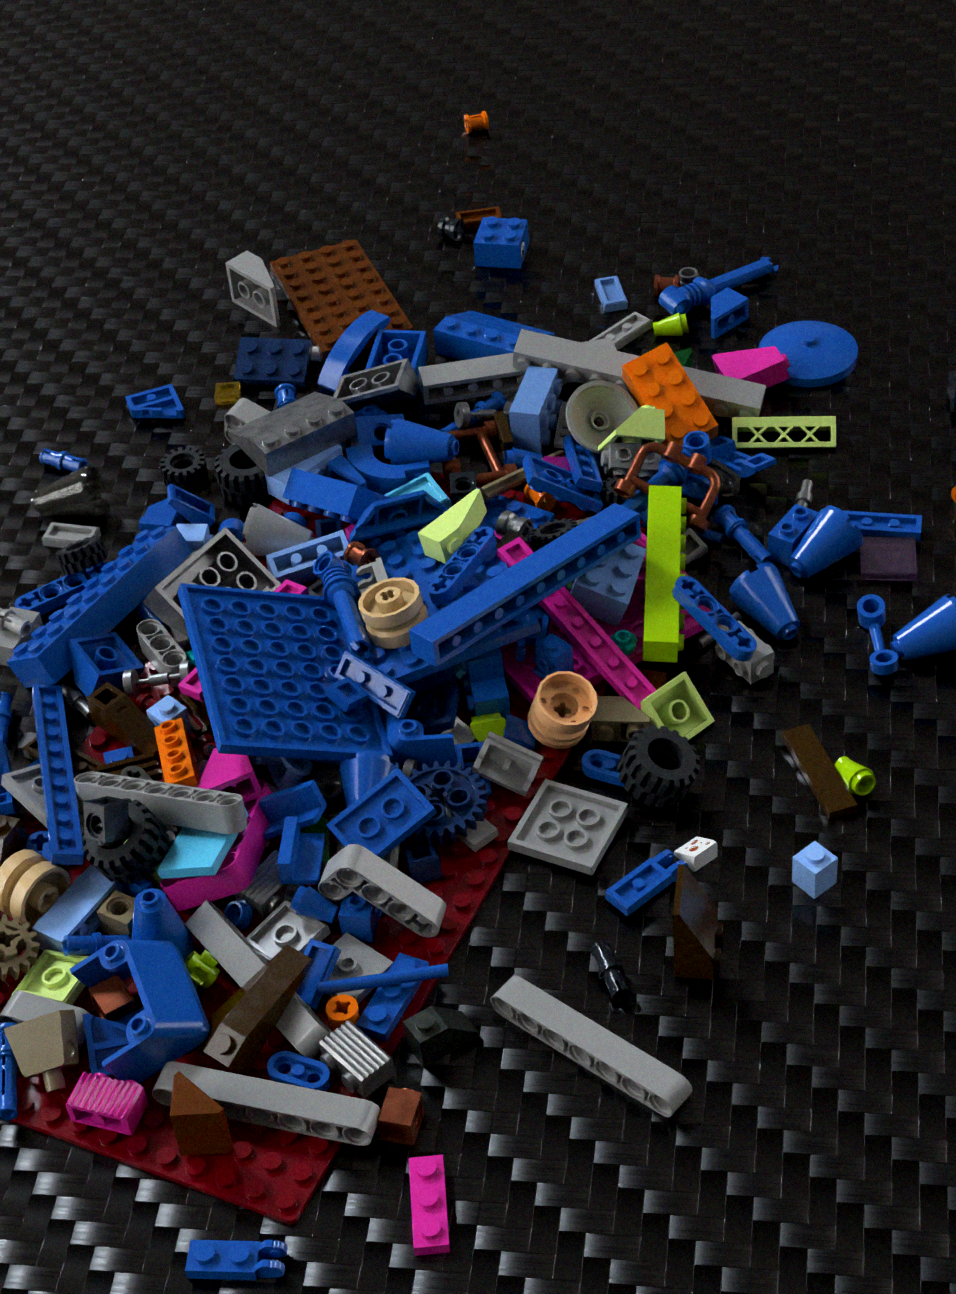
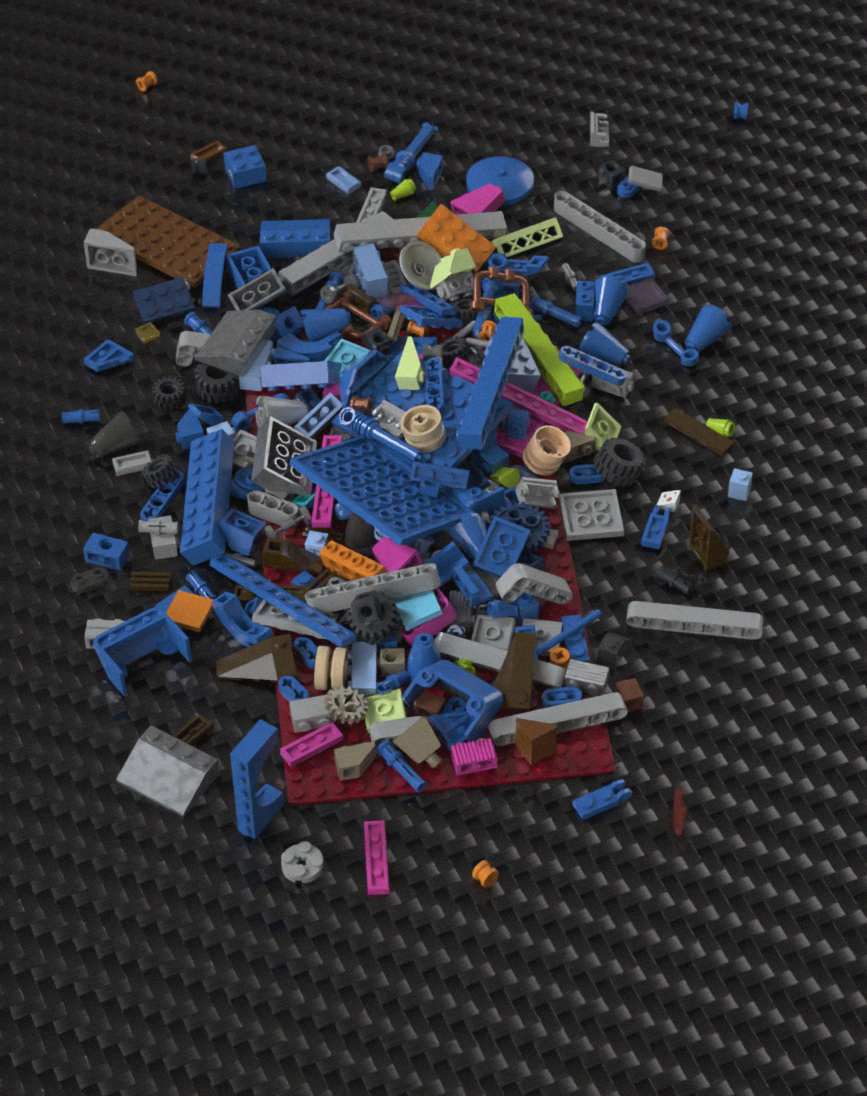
camera: 35 degrees left, 5 degrees up
(429, 1205) = (676, 731): dark pink plate -> none
(541, 449) = (396, 299): none -> clear pink piece
(893, 450) = (599, 226): none -> light grey beam

